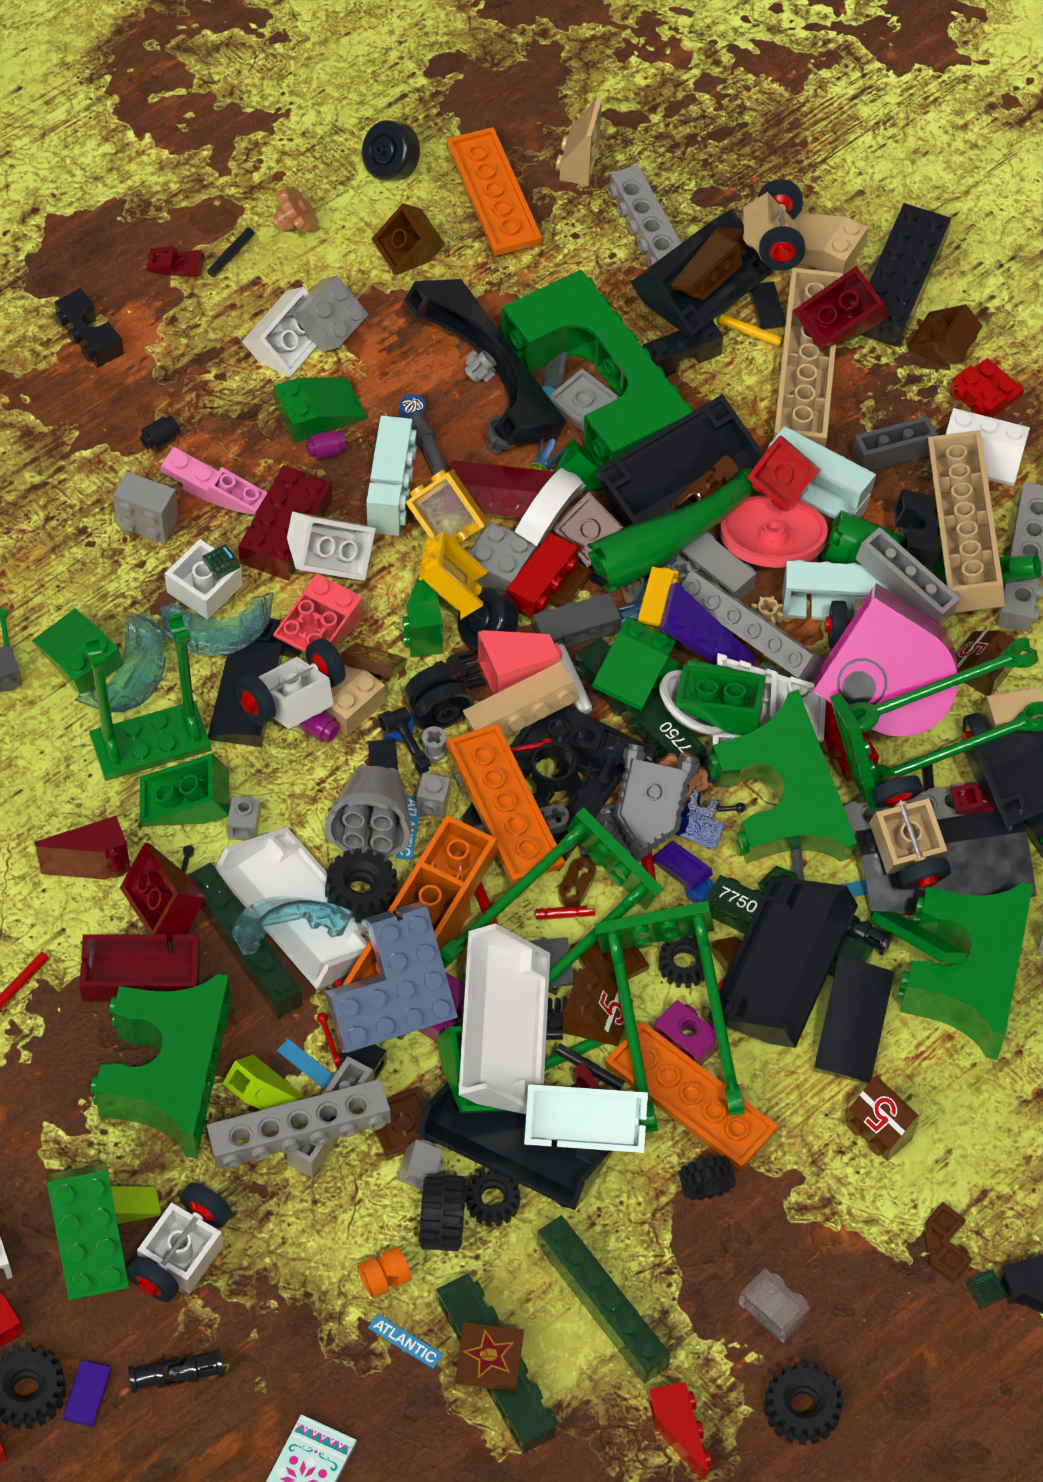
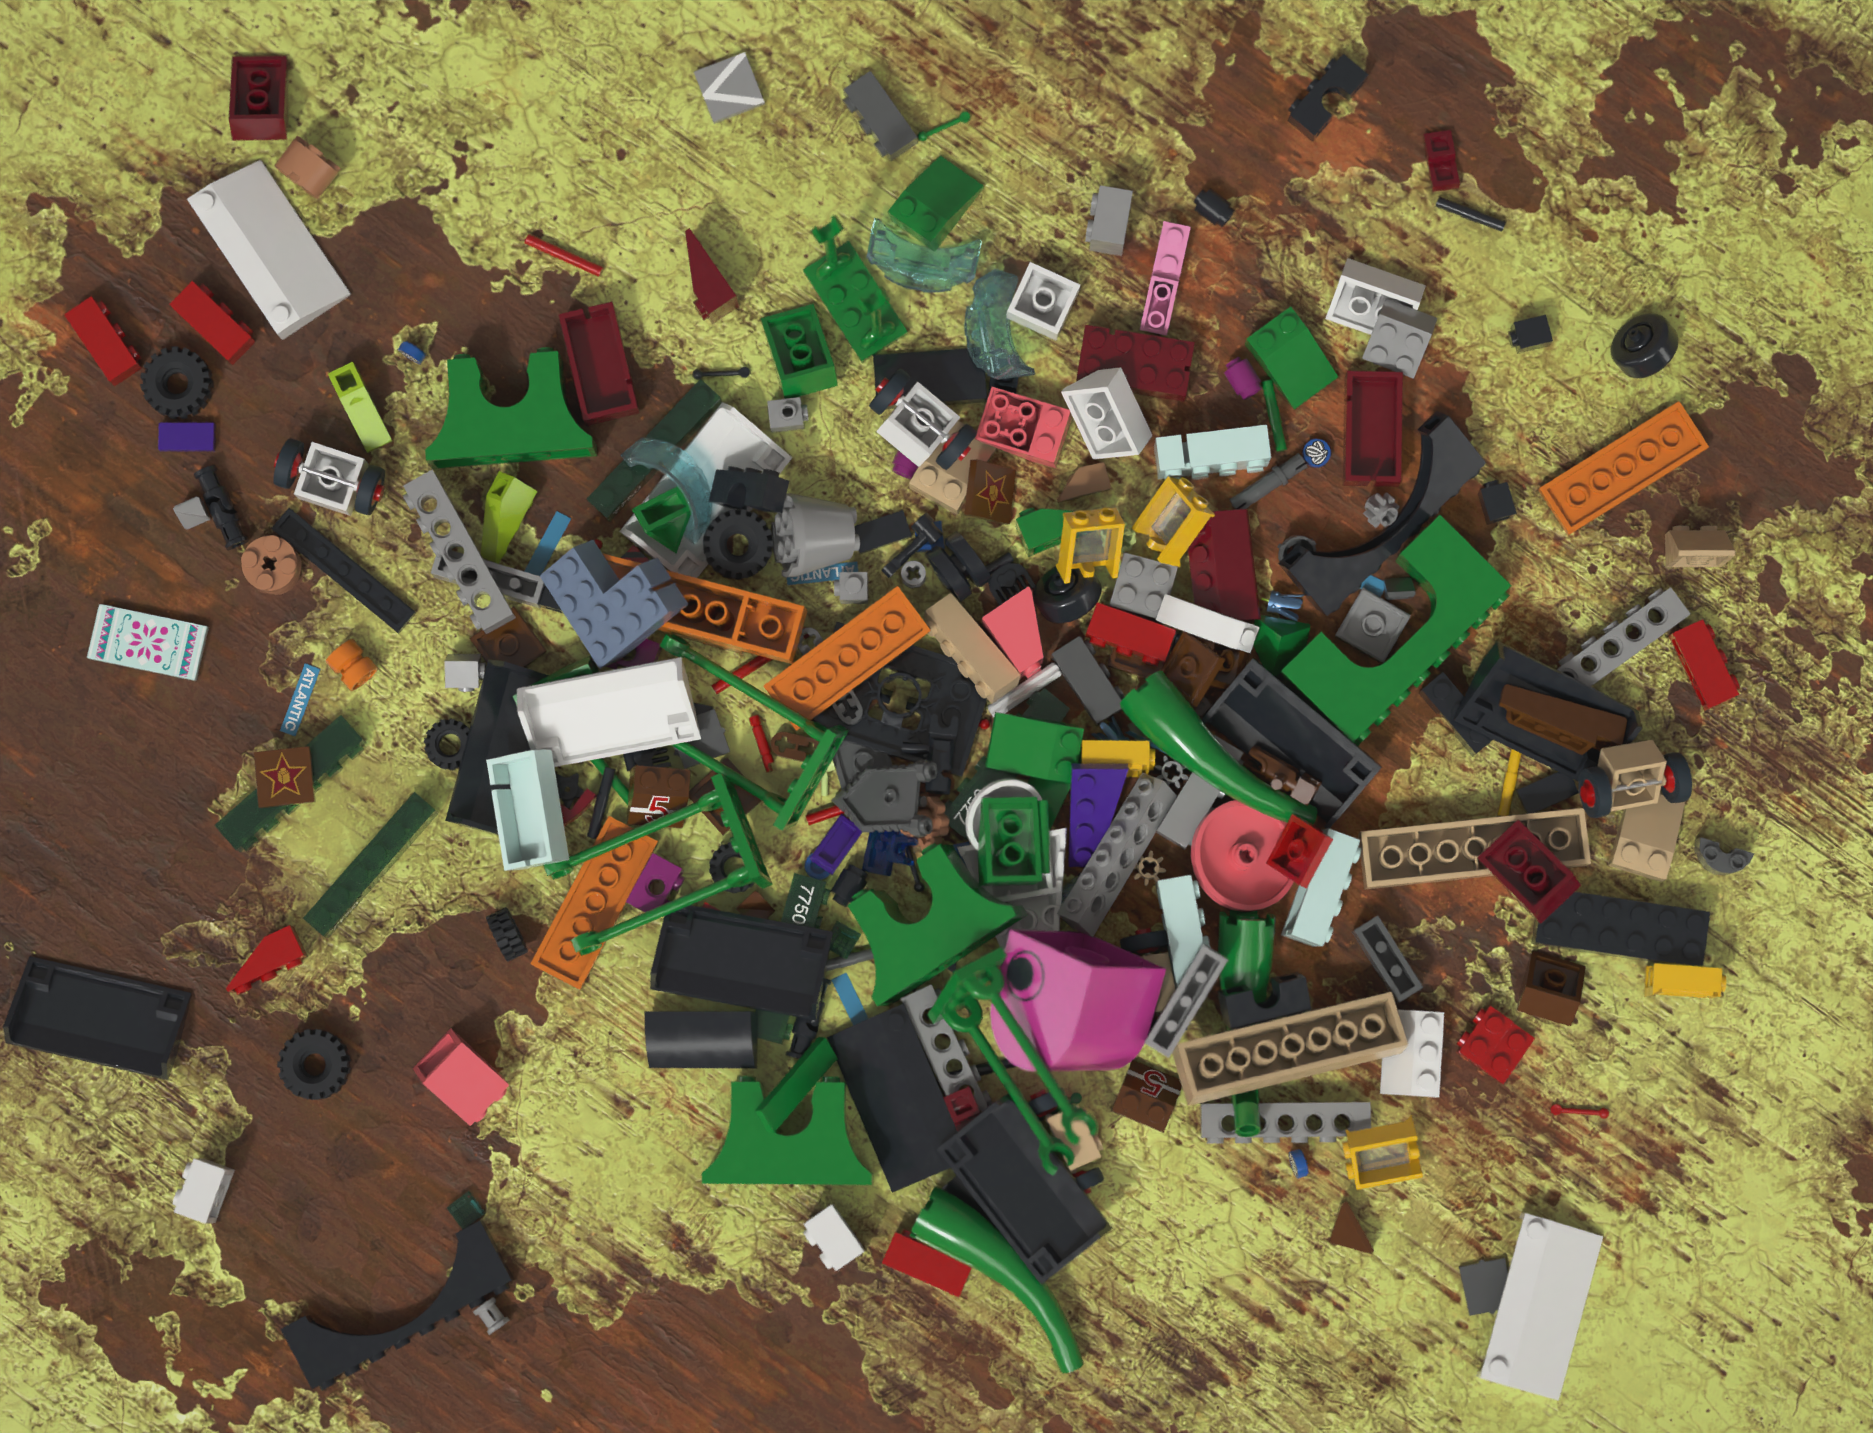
camera: 85 degrees right, 25 degrees up
(70, 1145) = (412, 352): none -> blue tile
(87, 1231) = (316, 392): green brick -> none
(161, 893) = (676, 362): dark red slope -> none
(173, 1402) = (192, 512): none -> light grey slope
(221, 561) = (1054, 313): clear green tile -> none
(254, 1313) = (286, 560): none -> nougat brick
(278, 1266) = (343, 570): none -> black tile
(294, 211) = (1532, 268): nougat plant -> none
(303, 871) = (750, 488): none -> black arch
(315, 933) = (665, 518): none -> green slope
(354, 228) = (1530, 334): none -> black brick
(362, 431) = (1274, 416): none -> green piece
(385, 588) = (1084, 482): none -> medium nougat slope
(405, 354) = (1372, 428): none -> dark red piece
(407, 239) = (1530, 394): reddish brown slope -> none
(442, 1212) = (412, 702): black tyre -> none
(497, 283) = (1496, 502): none -> black brick
(531, 746) = (932, 682): red hinge -> none
(684, 171) = (1704, 664): none -> red brick
(726, 862) = (848, 884): none -> black brick
(774, 1304) = (402, 1020): clear brick -> none
(844, 1258) = (461, 1077): none -> coral slope
(855, 196) = (1716, 861): none -> dark grey cylinder
(882, 1119) = (602, 1084): reddish brown slope -> none
(908, 834) = (892, 1055): brick -> none
(942, 1254) = (490, 1165): reddish brown tile -> none
(960, 236) = (1684, 981): none -> yellow window

